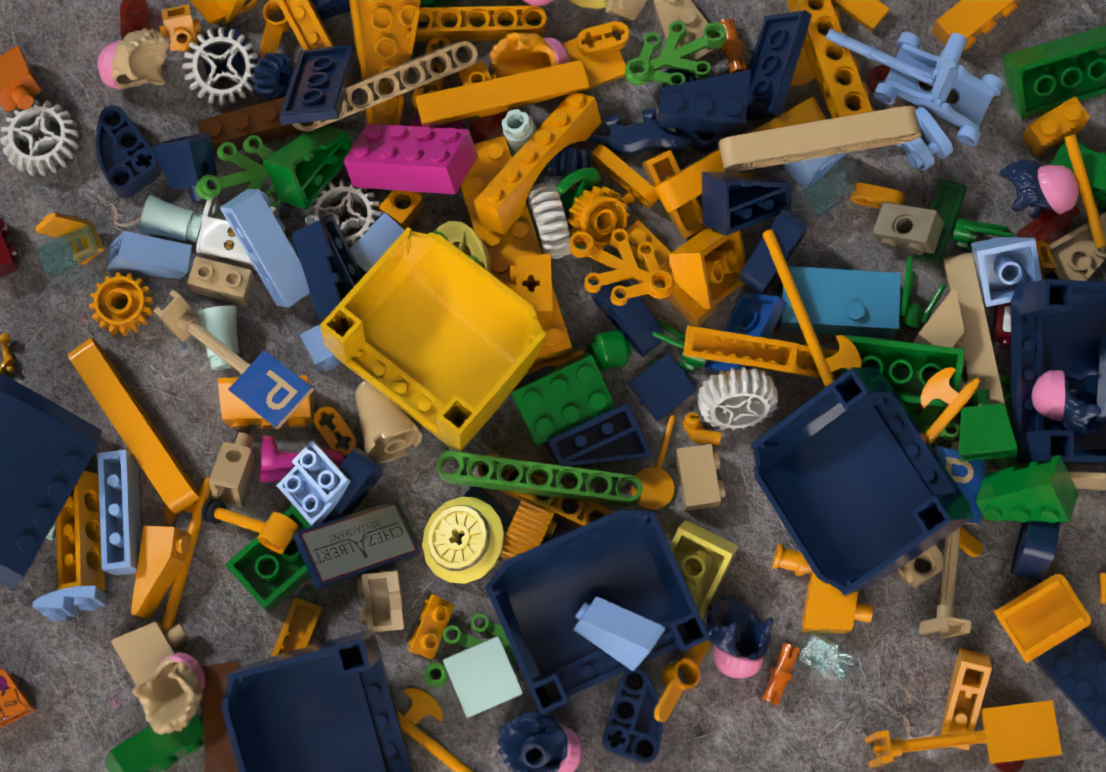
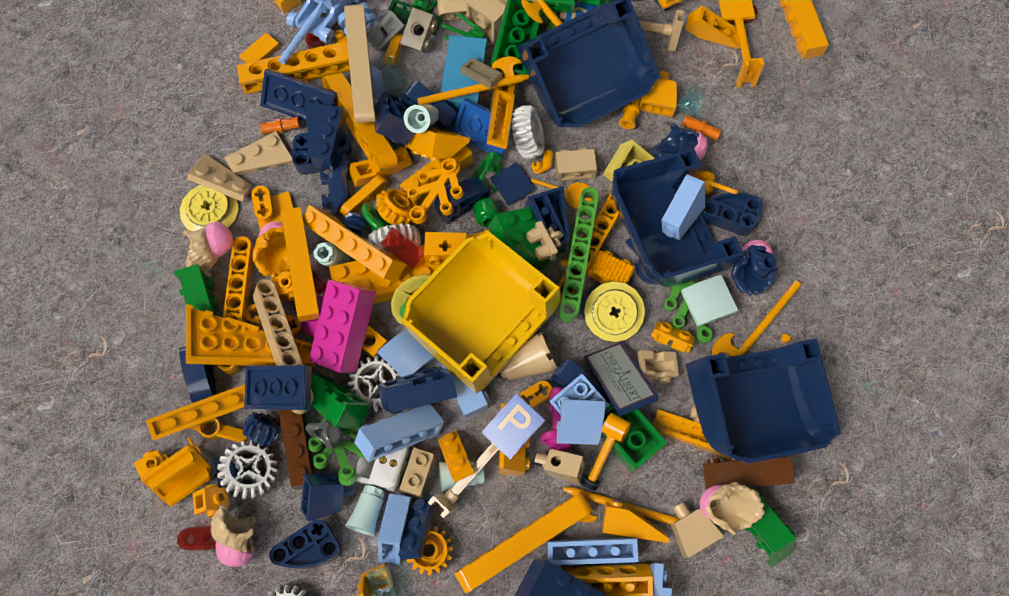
camera: 90 degrees left, 5 degrees down
(143, 282) = (416, 529): none -> dark blue plate
(240, 325) = (455, 456): none -> light orange plate
(253, 157) = (326, 433): none -> dark grey piece
(283, 483) = (580, 422): none -> light blue slope
(527, 225) = (401, 247): none -> clear red plate
(539, 431) = (547, 240): none -> tan hips
(673, 57) = (285, 157): bright green plant -> none
(733, 235) = (419, 118): none -> light aqua plant
(827, 320) = (481, 73): none -> dark tan tile
(902, 173) = (383, 29): none -> light grey brick

